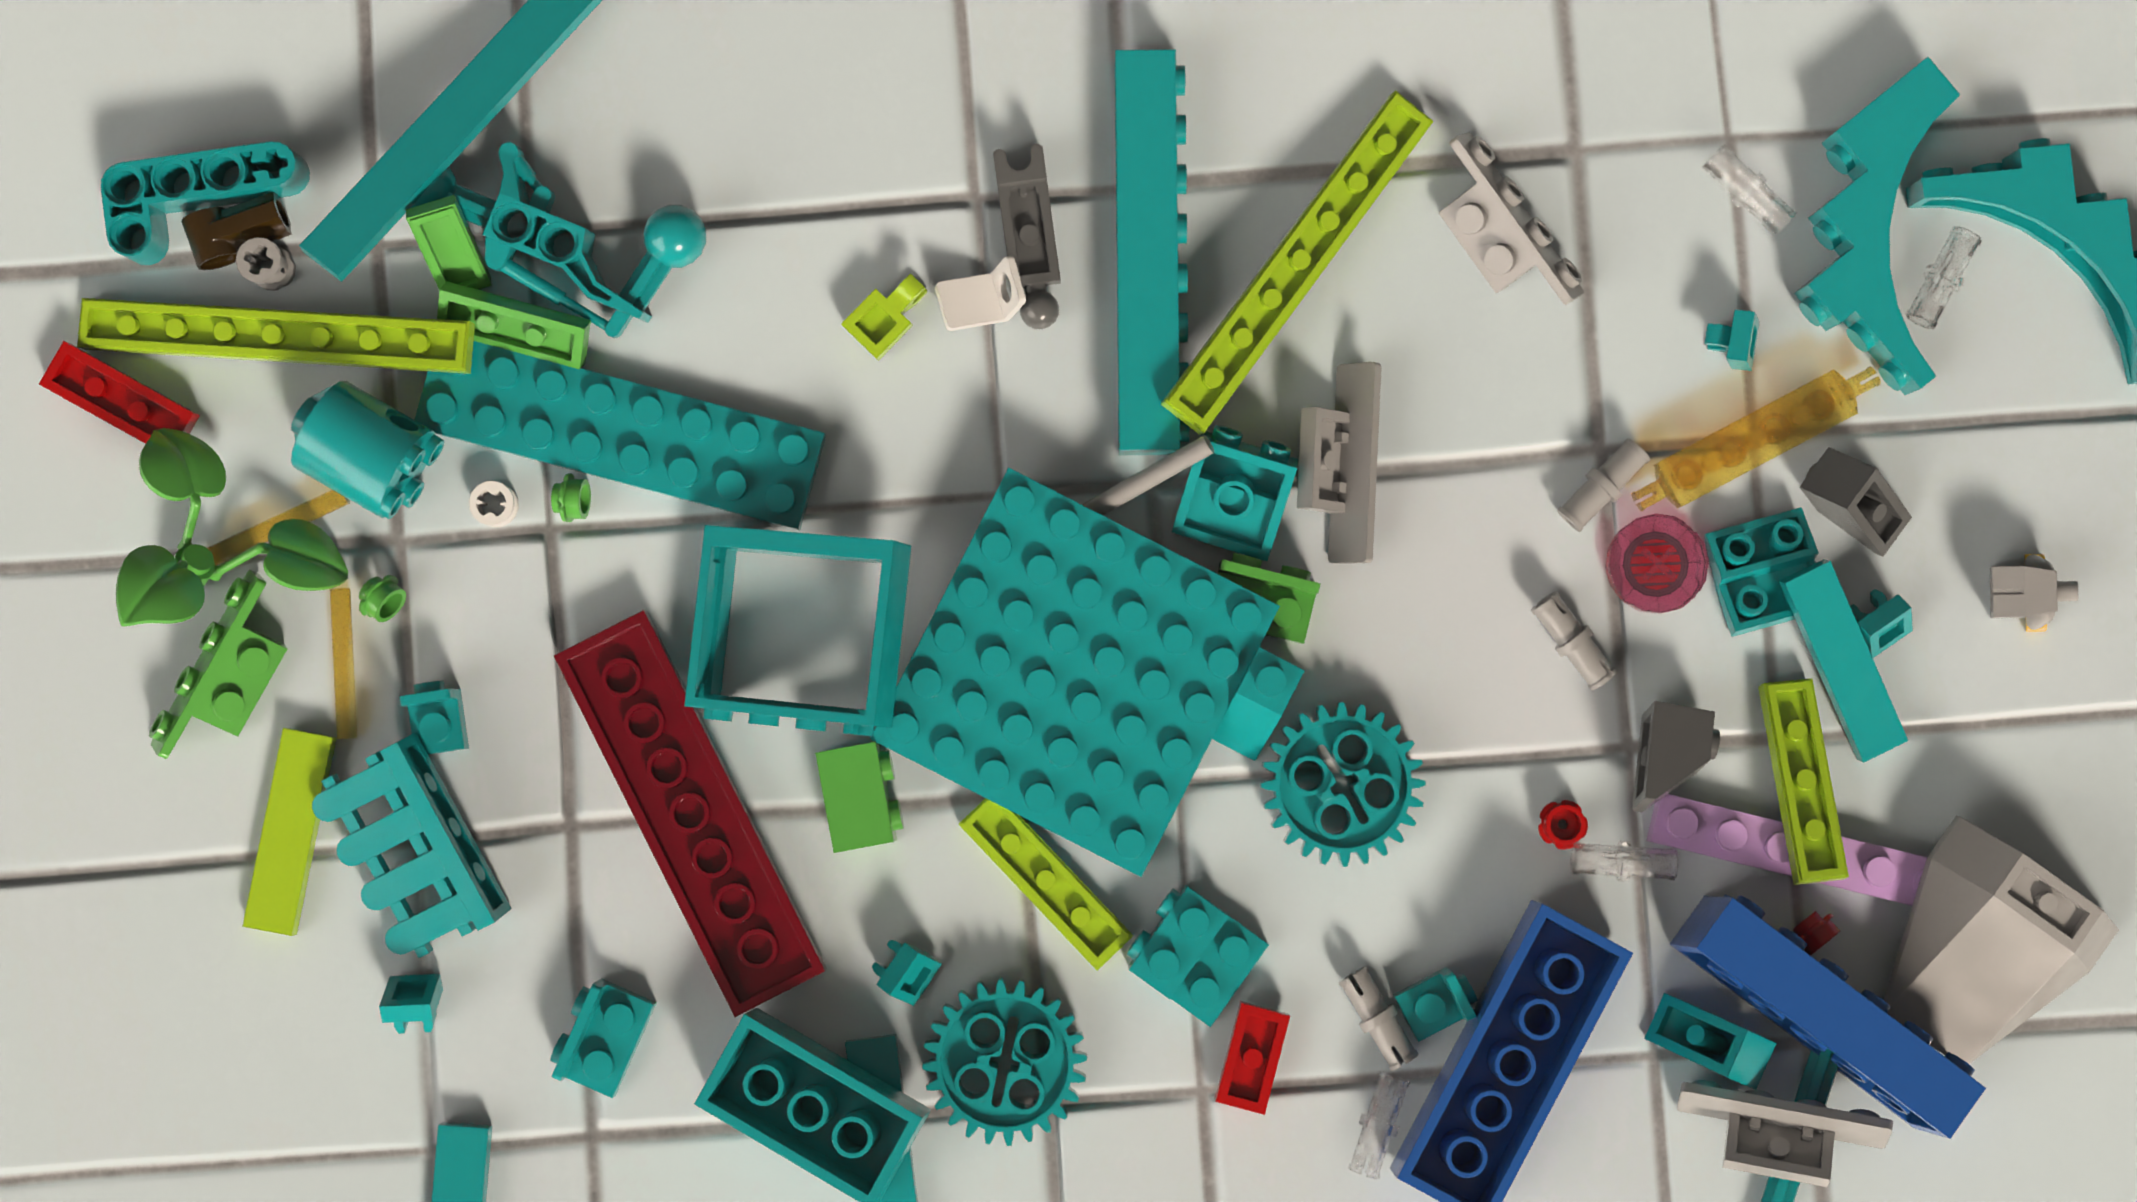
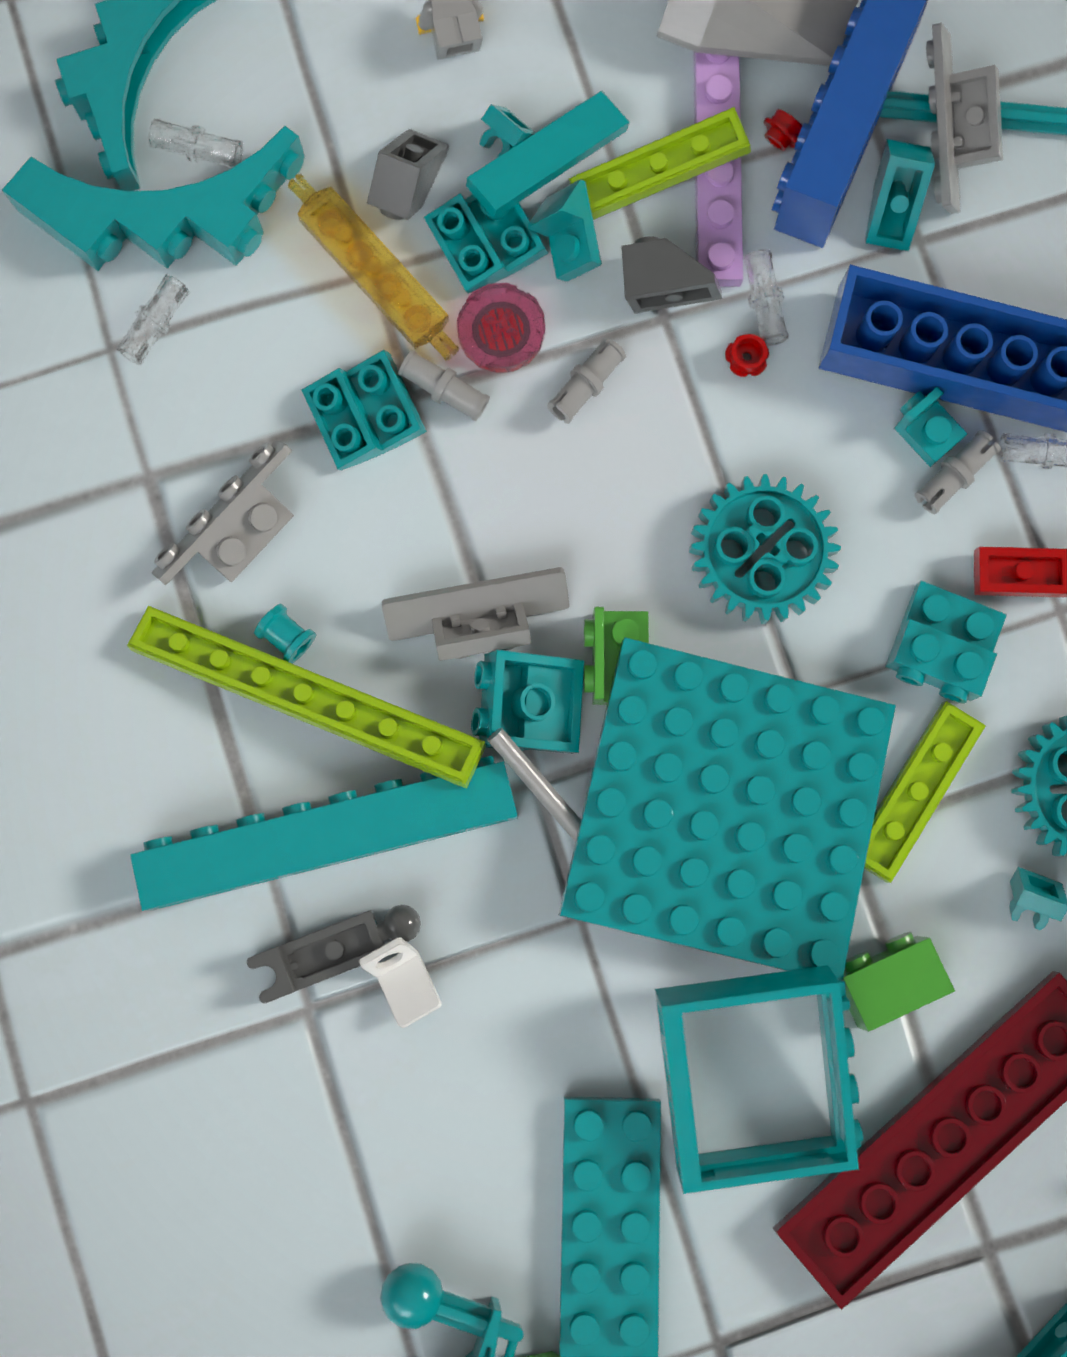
camera: 110 degrees left, 5 degrees down
(571, 498) = (686, 1331): bright green plate -> none
(880, 320) = (446, 1072): lime plate -> none
(1258, 704) = (712, 635): teal slope -> none
(1369, 256) = (284, 633): none -> teal bush
(1595, 393) = (363, 411): none -> teal slope
(1736, 340) = (289, 299): teal tile -> none
(1758, 664) = (570, 229): none -> teal slope

